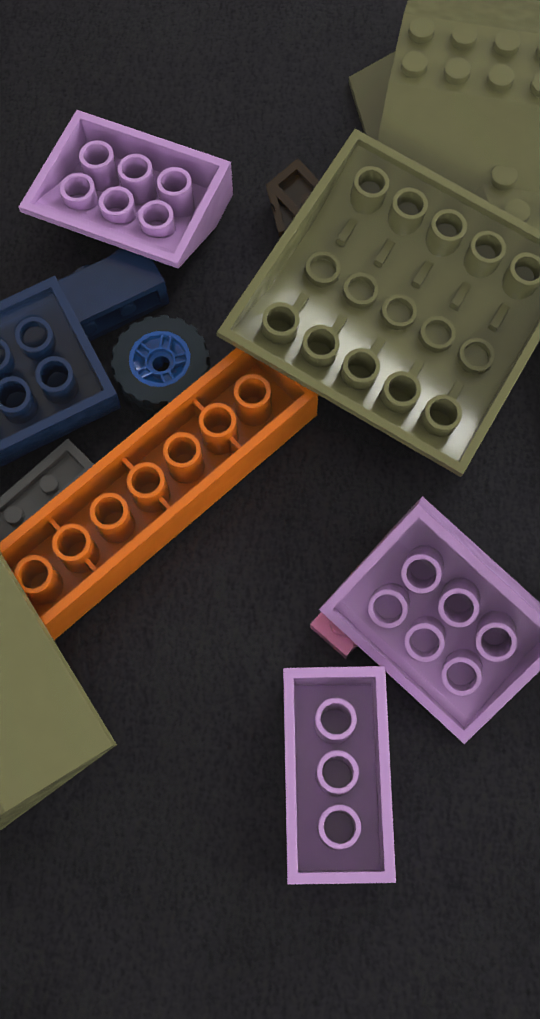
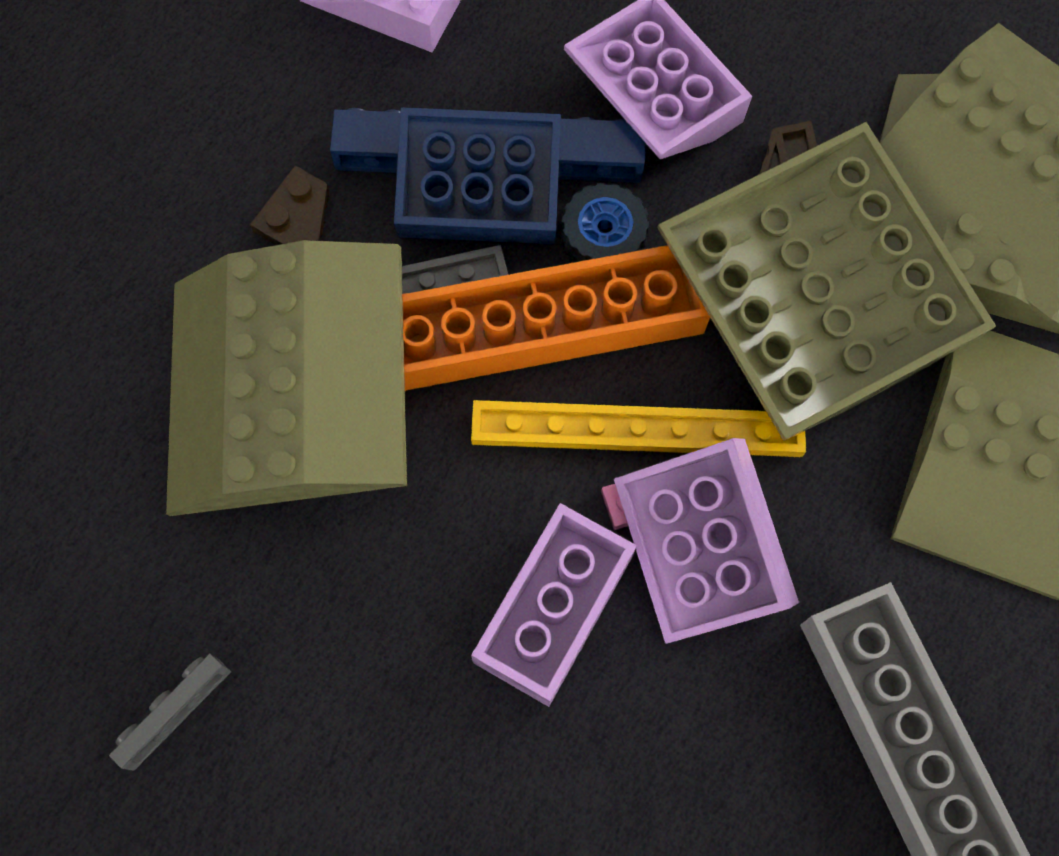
camera: 25 degrees right, 0 degrees up
(296, 552) = (626, 428): none -> yellow plate

